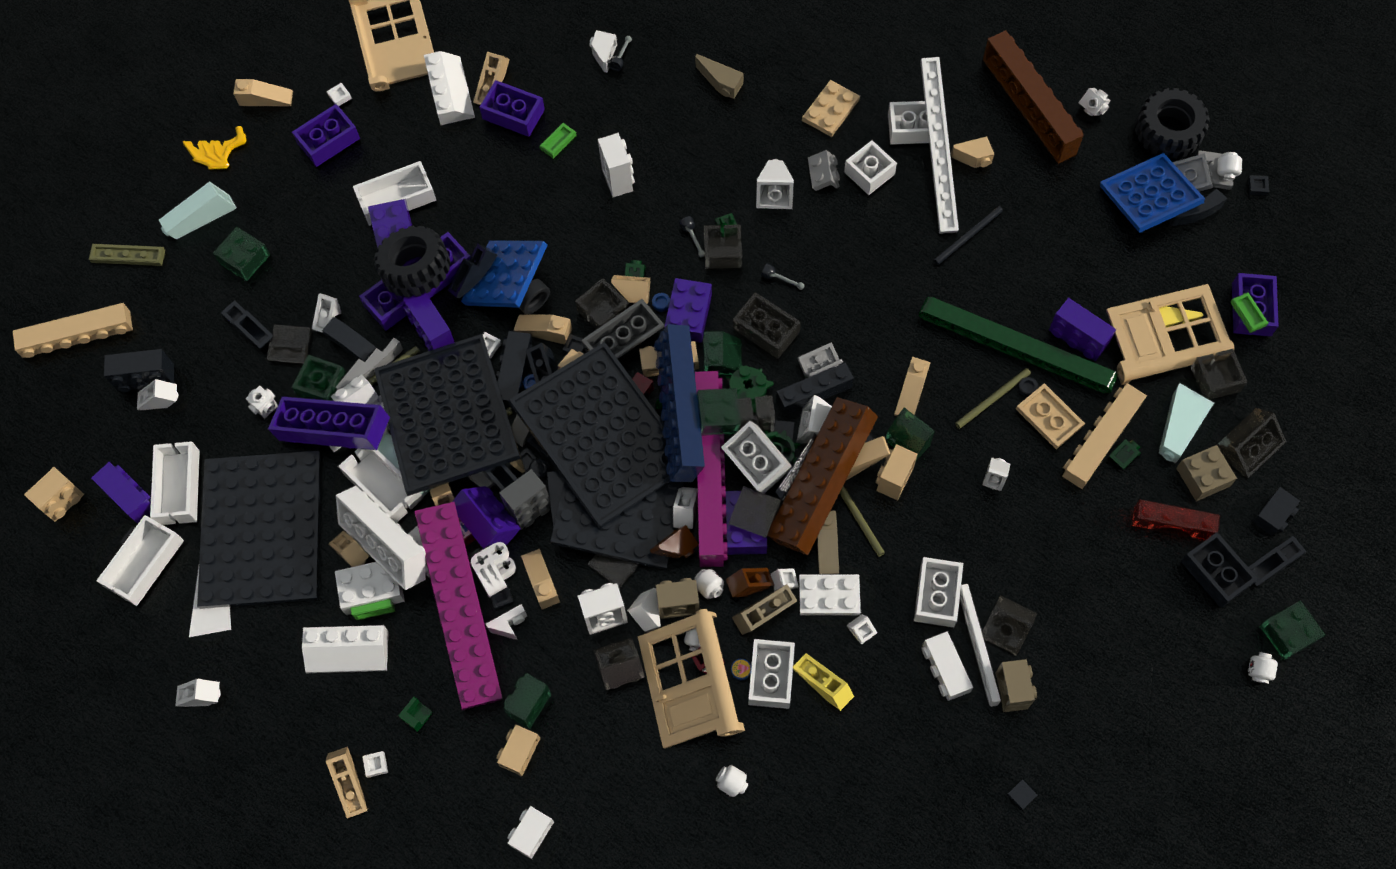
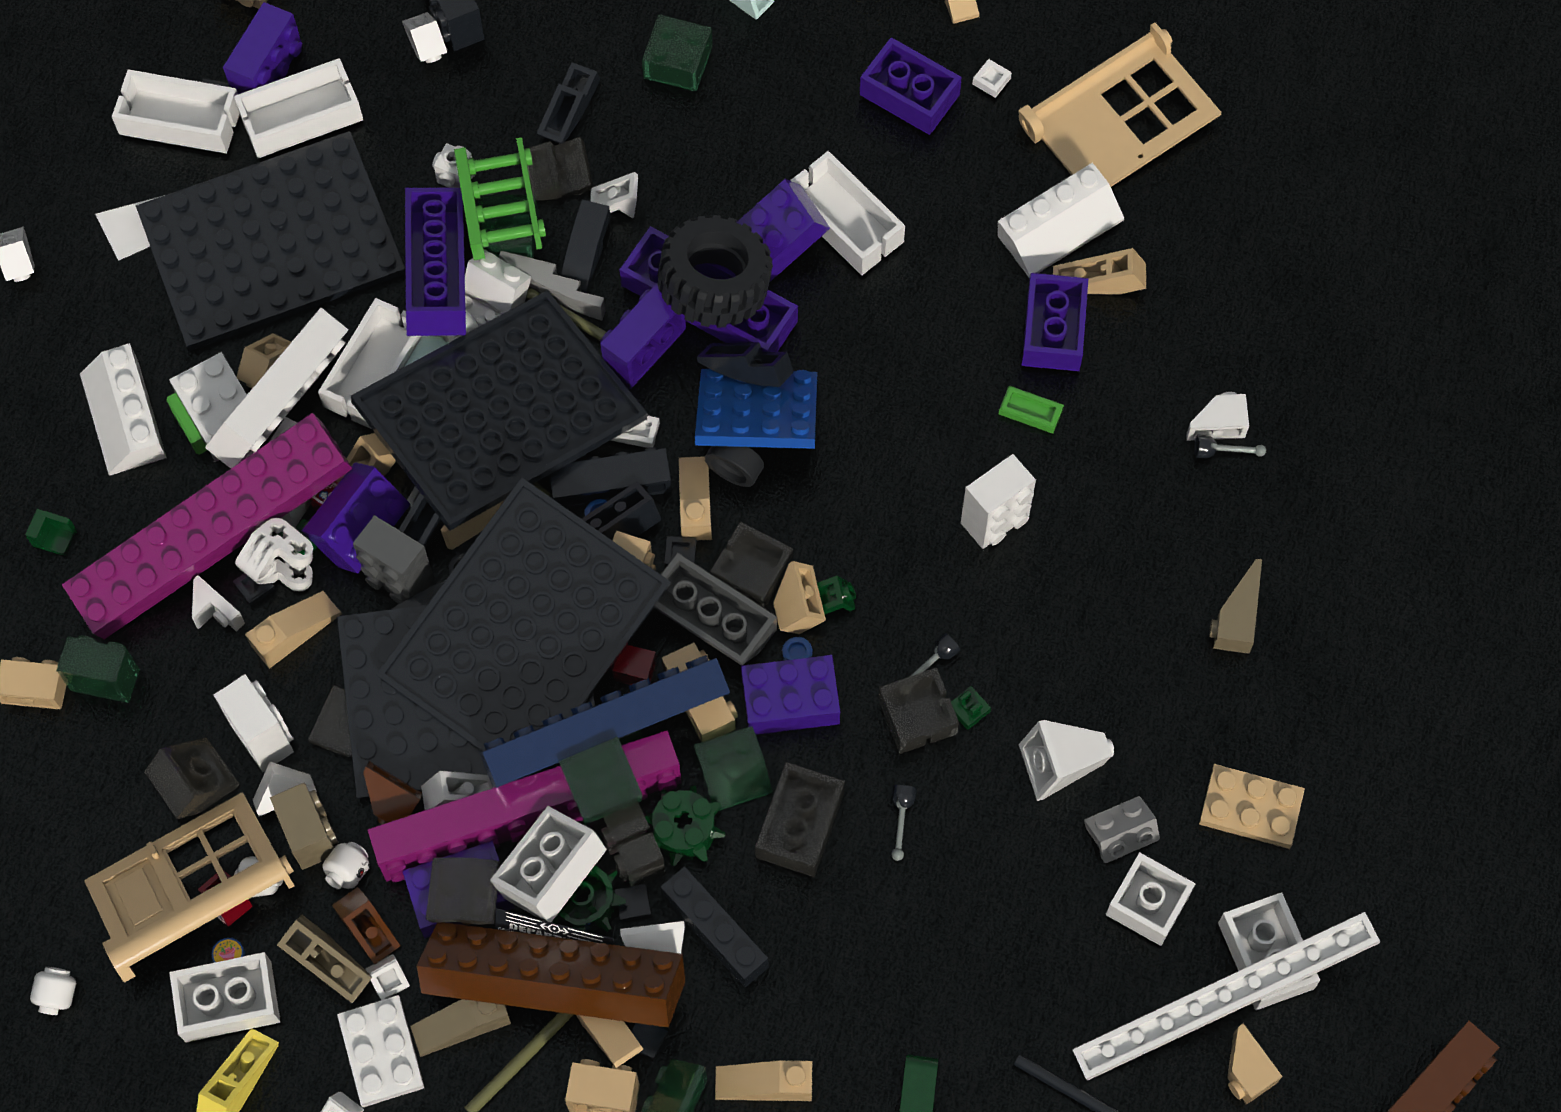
camera: 70 degrees right, 0 degrees up
(309, 389) = (477, 214): none -> bright green fence
(819, 360) = (767, 921): light grey bracket -> none

